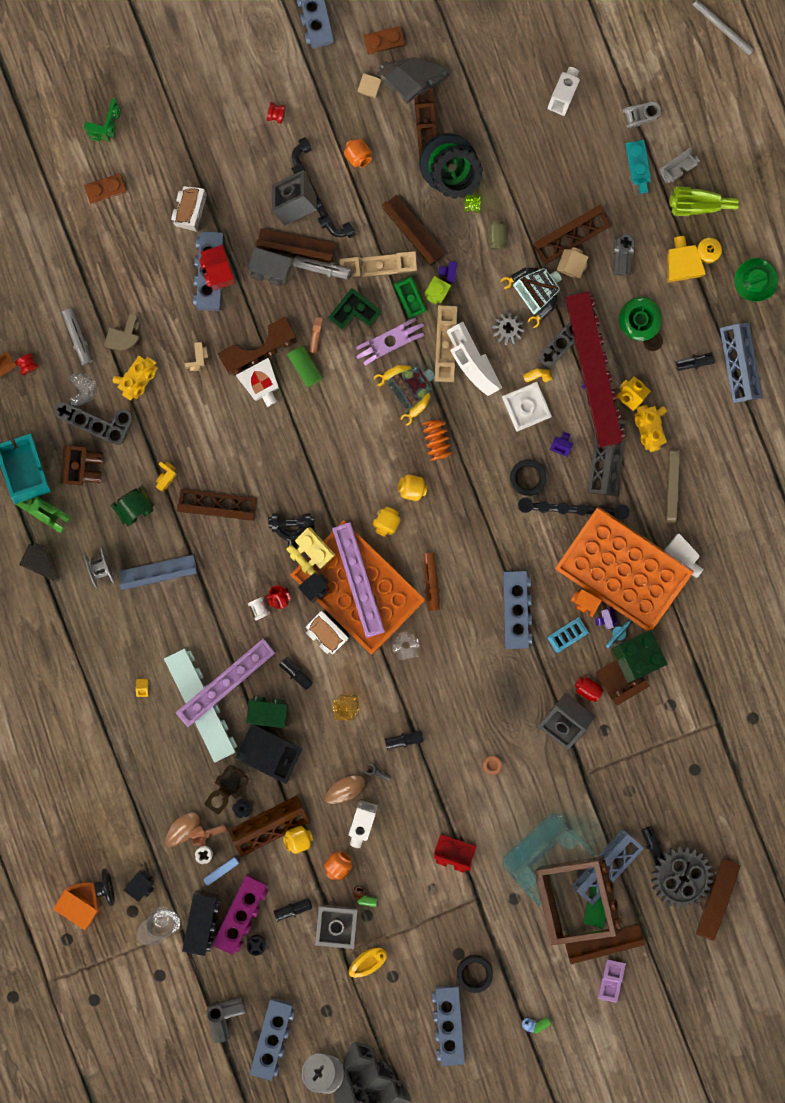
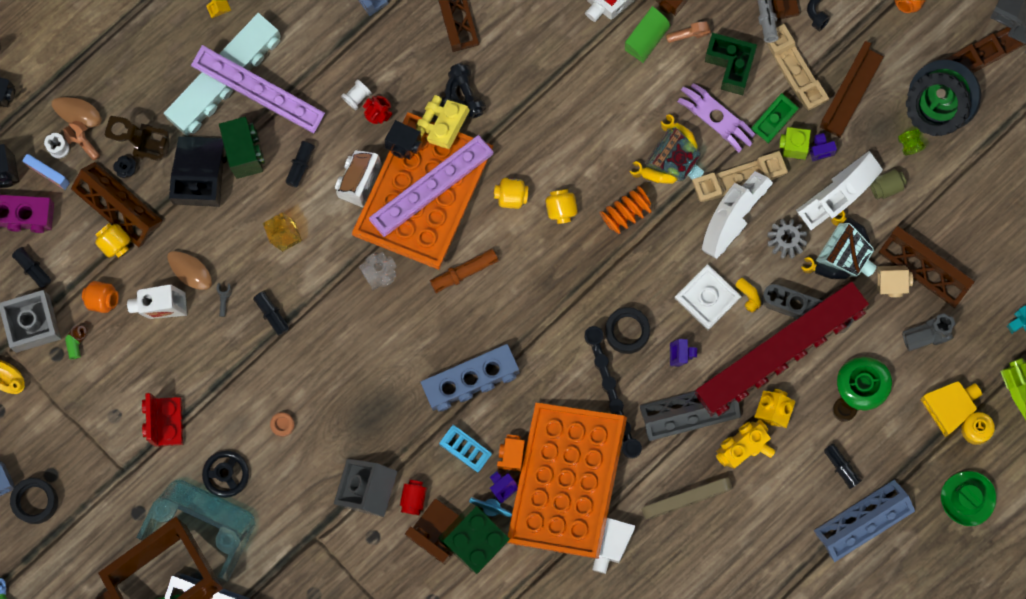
camera: 80 degrees right, 10 degrees down
(490, 271) = (842, 192): none -> white slope
(507, 835) = (207, 474): none -> black piece

